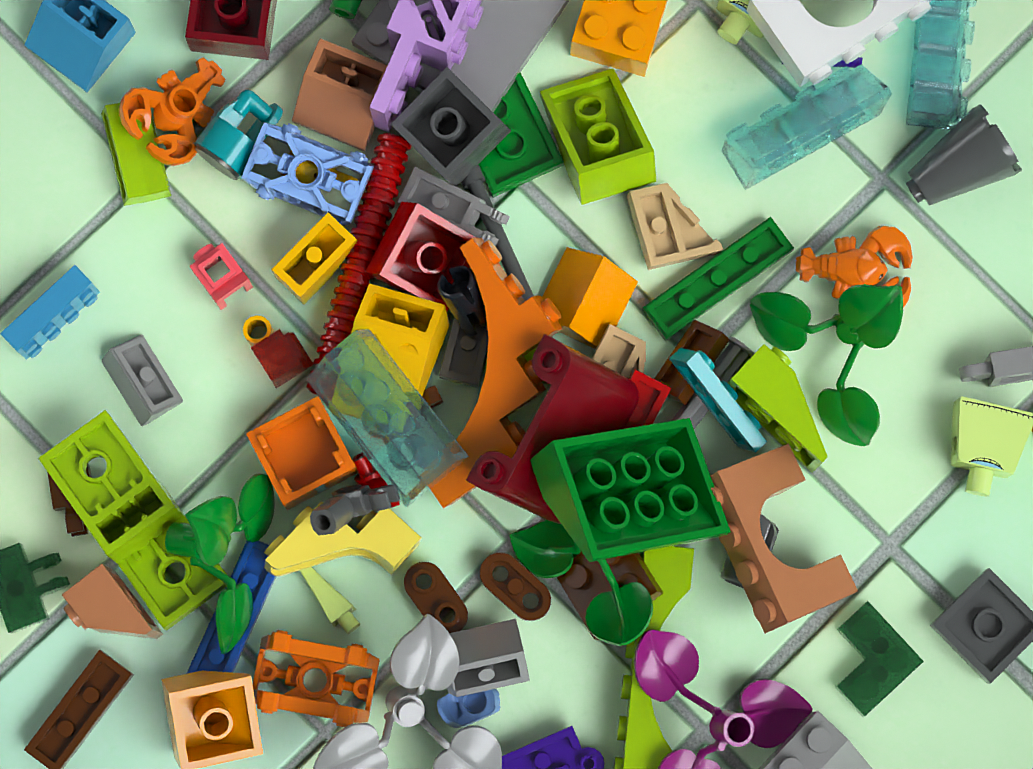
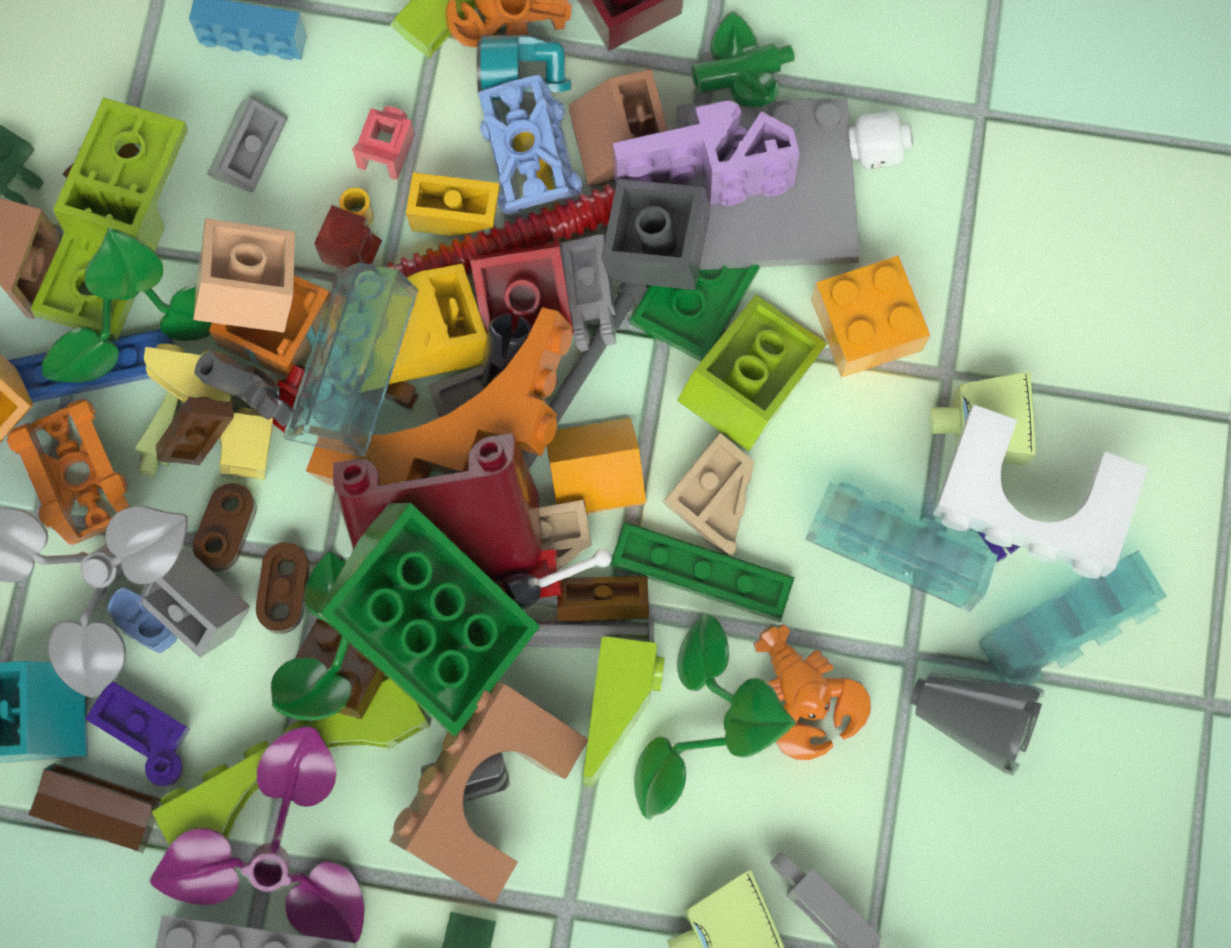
camera: 55 degrees right, 5 degrees down
(268, 446) = (245, 275): none -> light nougat slope
(357, 567) = (194, 430): none -> reddish brown plate
(652, 408) = (526, 589): none -> hinge
(719, 398) = (583, 645): teal plate -> none

